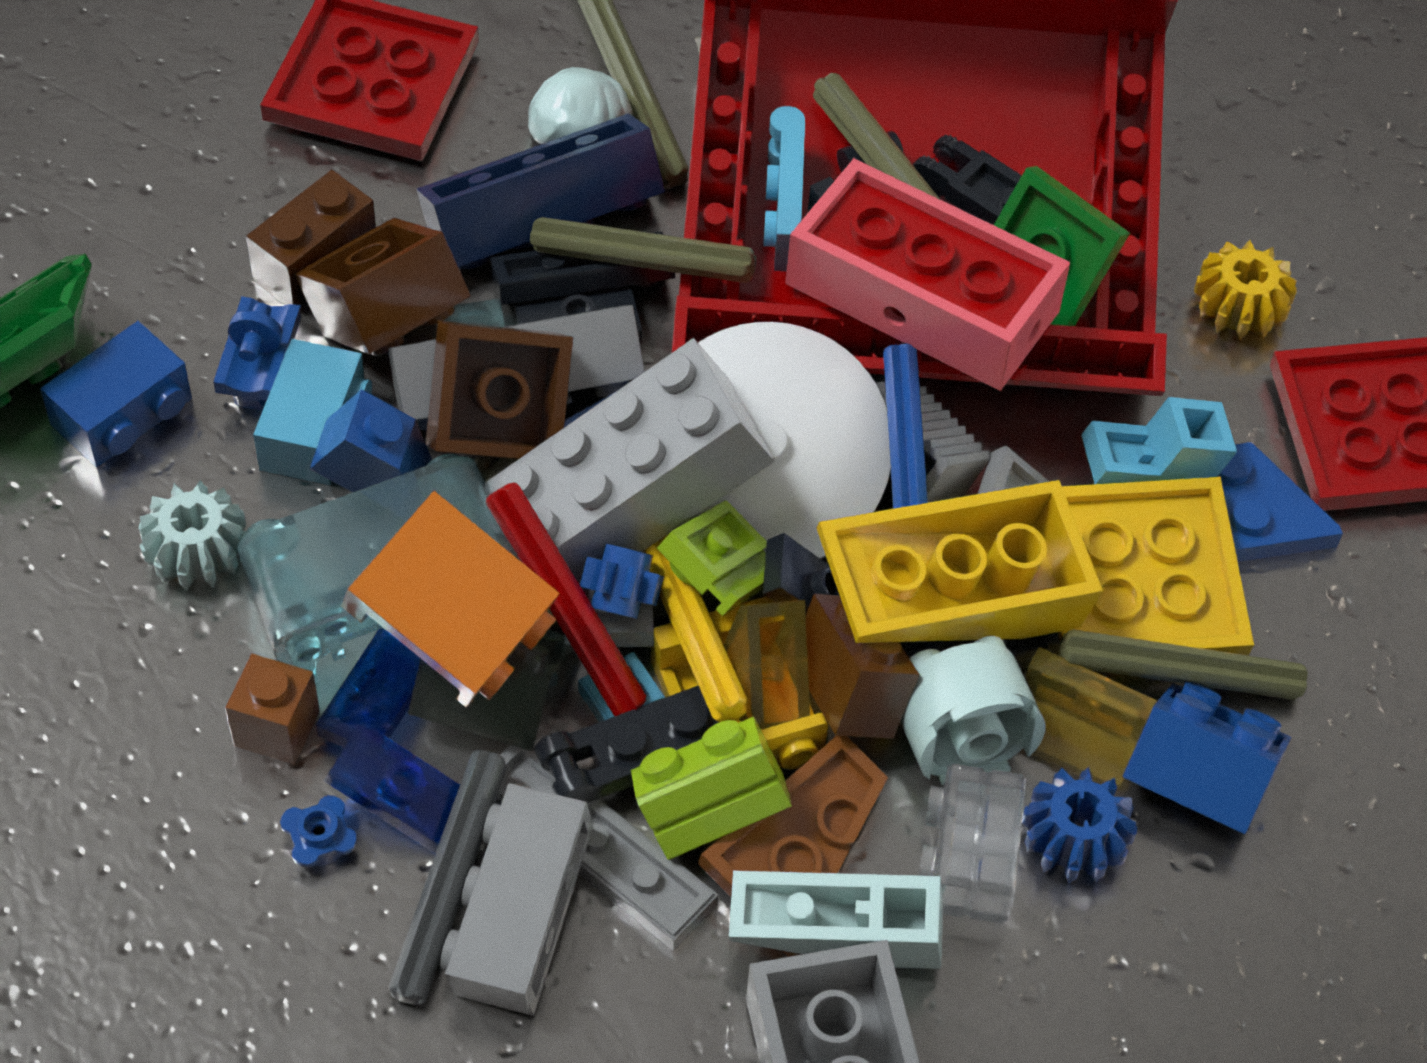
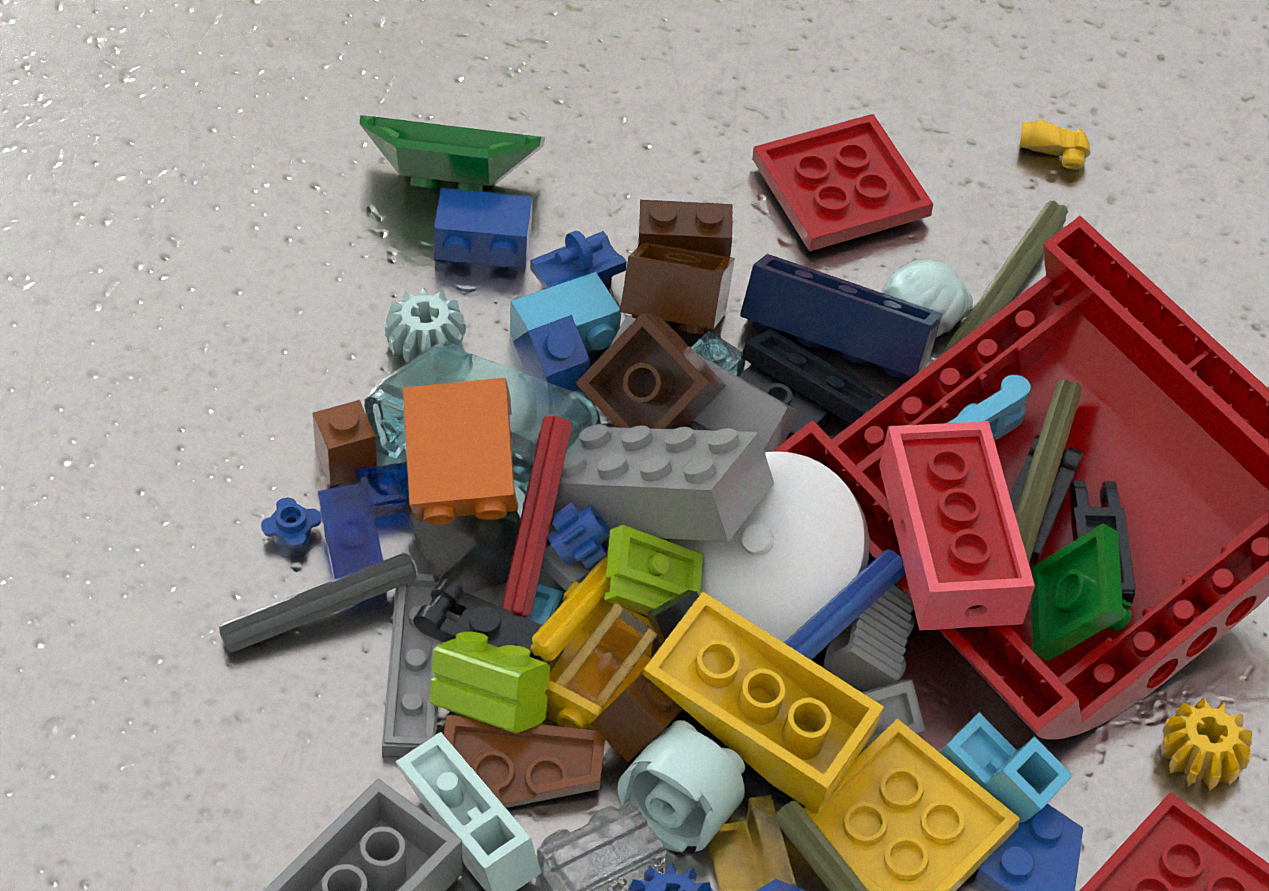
camera: 50 degrees right, 5 degrees down
(517, 899) = (330, 643): light grey brick -> none
(643, 249) = (843, 387): olive axle -> none

